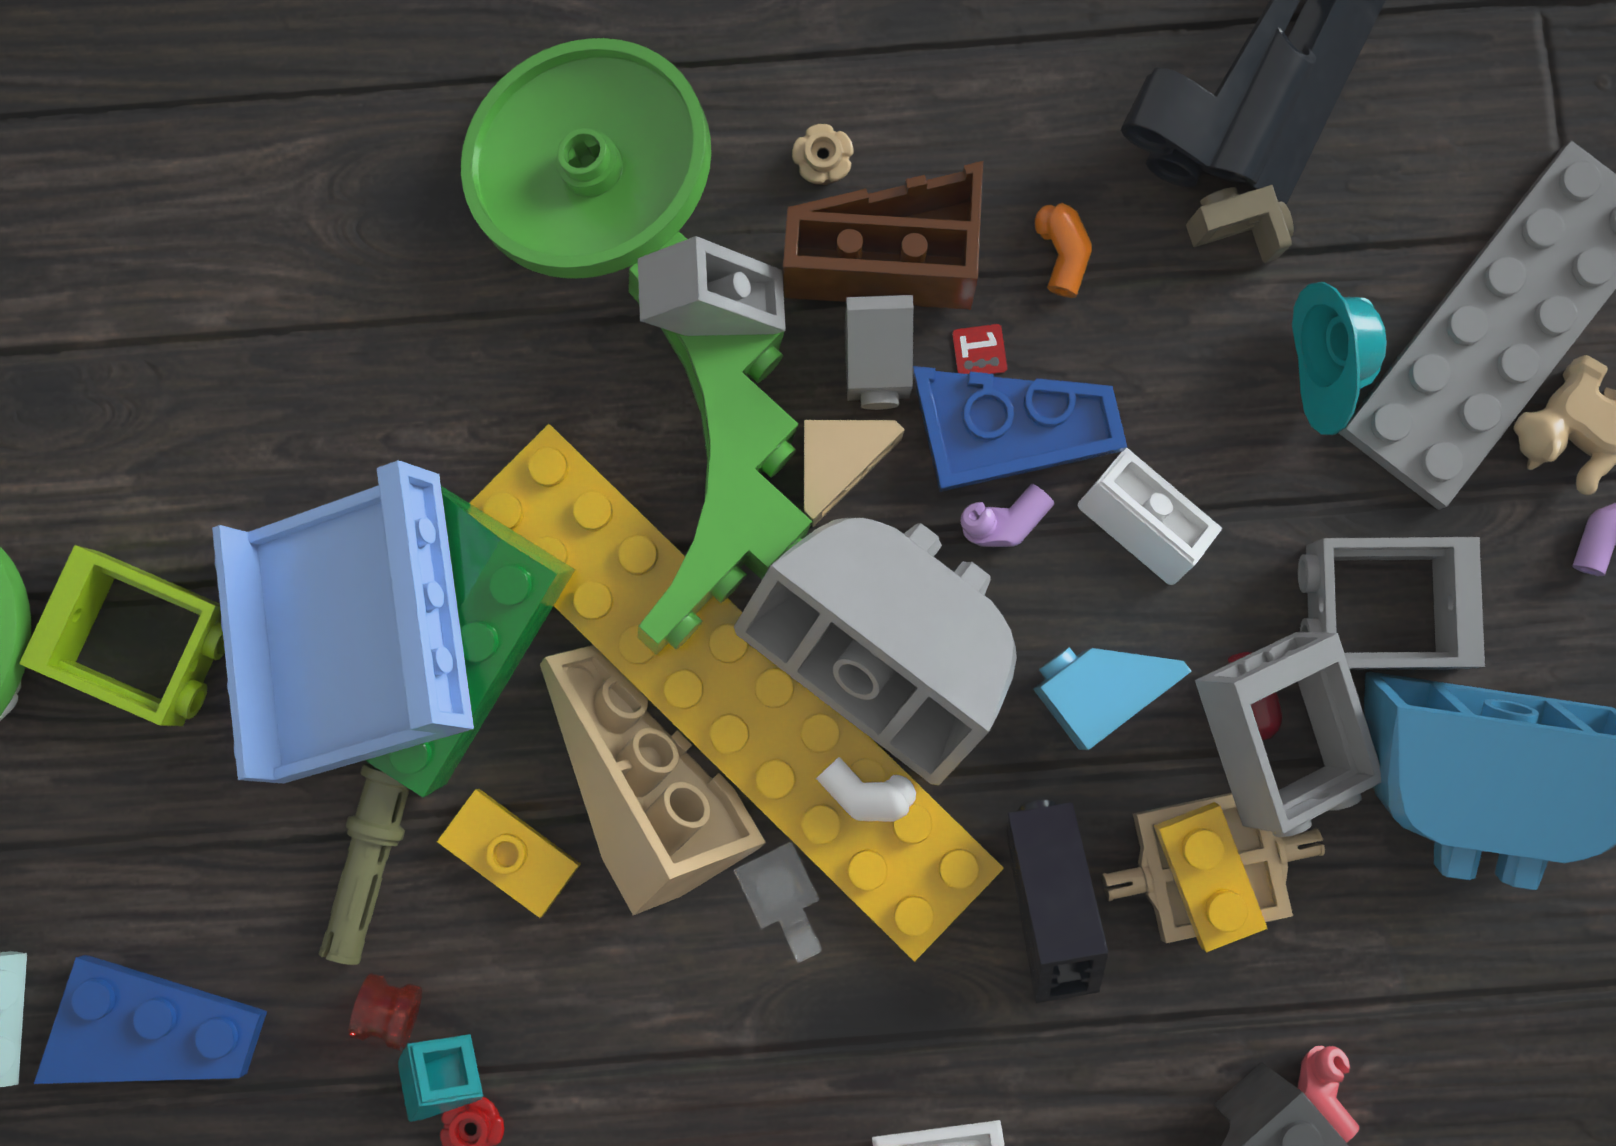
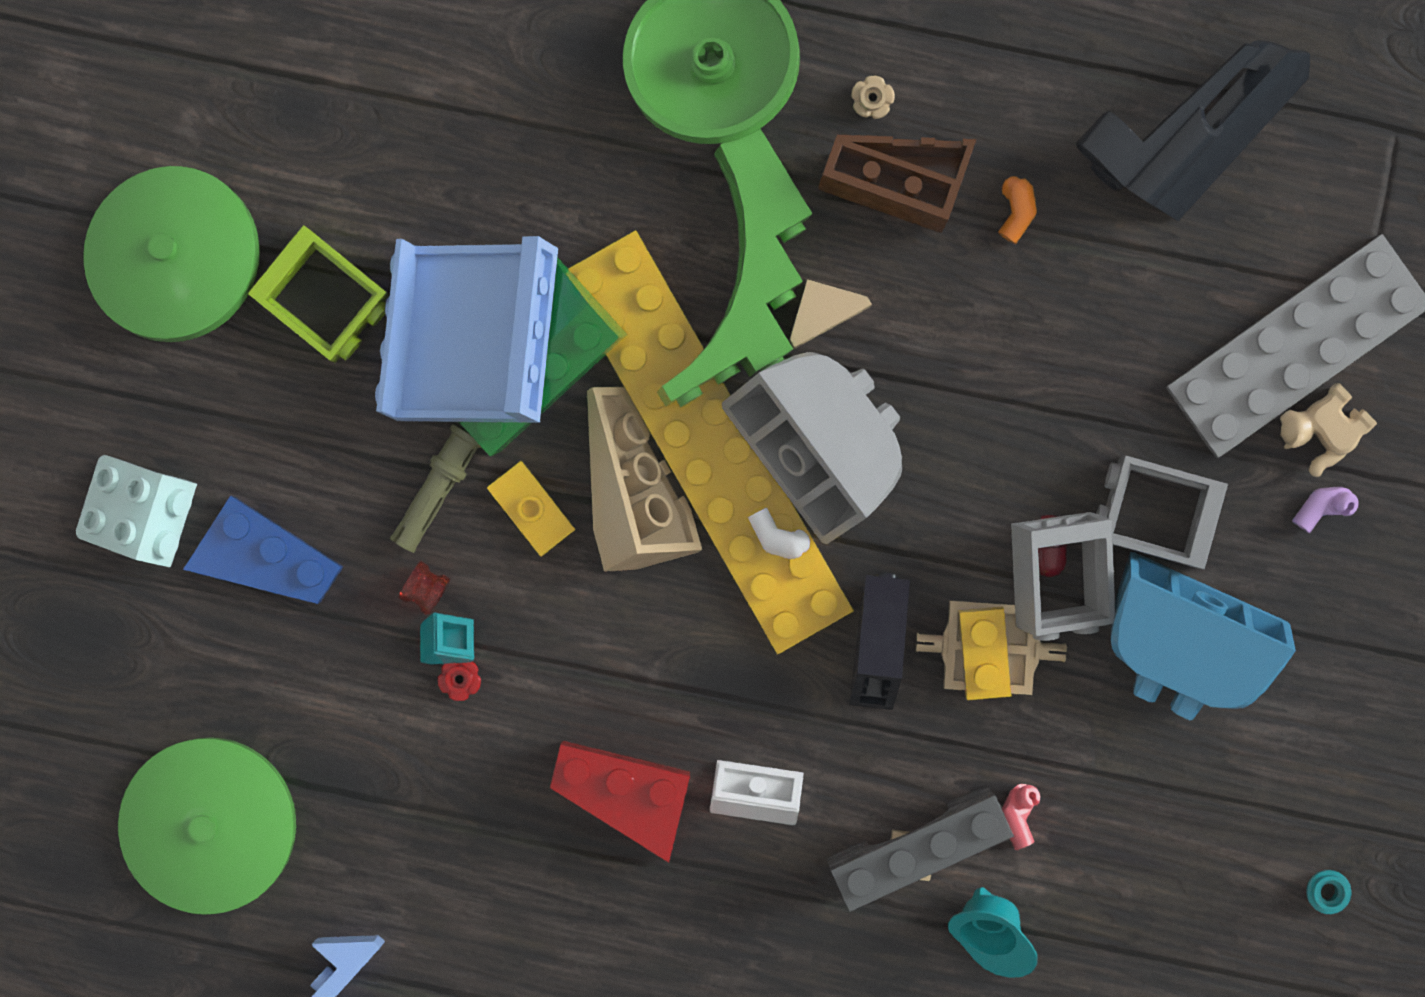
camera: 15 degrees right, 5 degrees up
(709, 291) = (769, 179): light grey slope -> none
(778, 891) = (702, 583): clear plate -> none
(879, 350) = (870, 247): light grey slope -> none
(980, 349) = (940, 262): red sticker -> none
(1005, 525) = (920, 385): lavender arm -> none
(1008, 426) = (944, 320): blue wing -> none
(1103, 689) = (952, 513): medium azure slope -> none
(1149, 517) = (1020, 407): white slope -> none
(1229, 214) = (1134, 218): dark tan bracket -> none
(1338, 353) = (1178, 334): teal piece -> none

